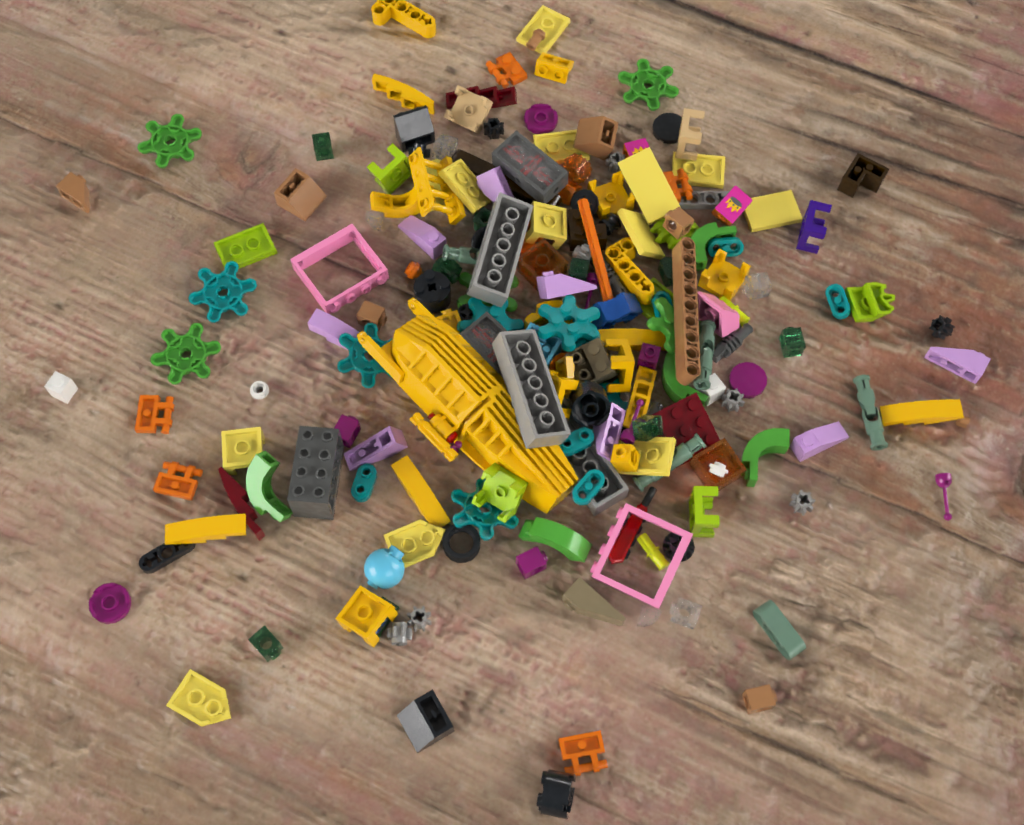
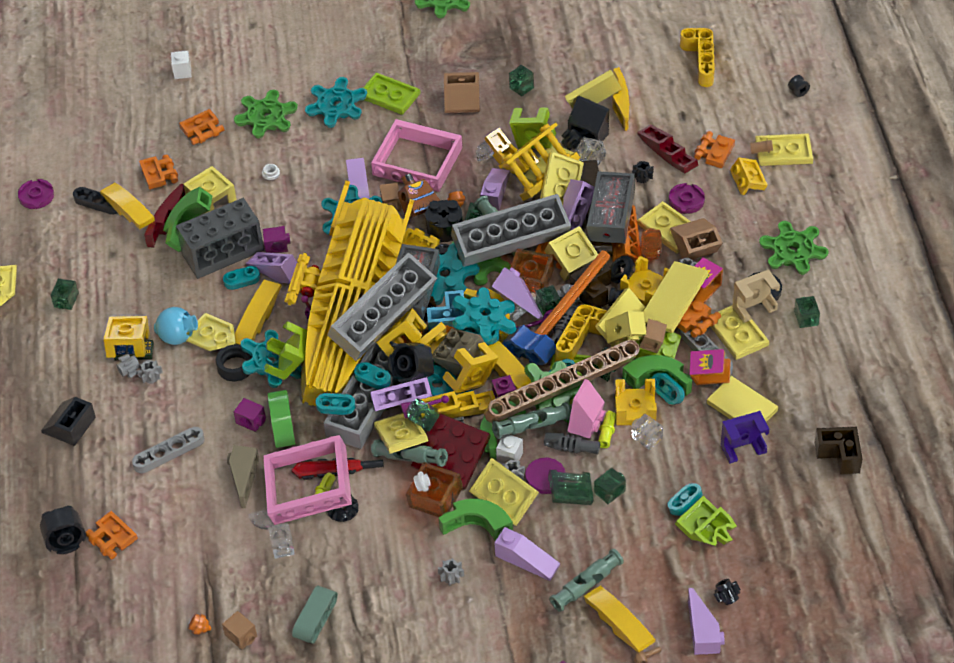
camera: 60 degrees right, 15 degrees down
(392, 104) = (597, 89): none -> light yellow tile
(394, 295) = (419, 192): none -> dark orange torso
(469, 110) = (643, 145): tan panel -> none
(515, 651) = (166, 447): none -> light grey beam
(625, 458) = (385, 422): yellow brick -> none
(663, 235) = (625, 327): none -> light yellow brick
(699, 523) = (378, 495): lime panel -> none
(716, 116) = (807, 312): none -> clear green brick
(729, 730) = (199, 624): none -> orange plate
(749, 417) = (504, 489): none -> light yellow tile
(782, 372) = (571, 492): none -> clear green plate

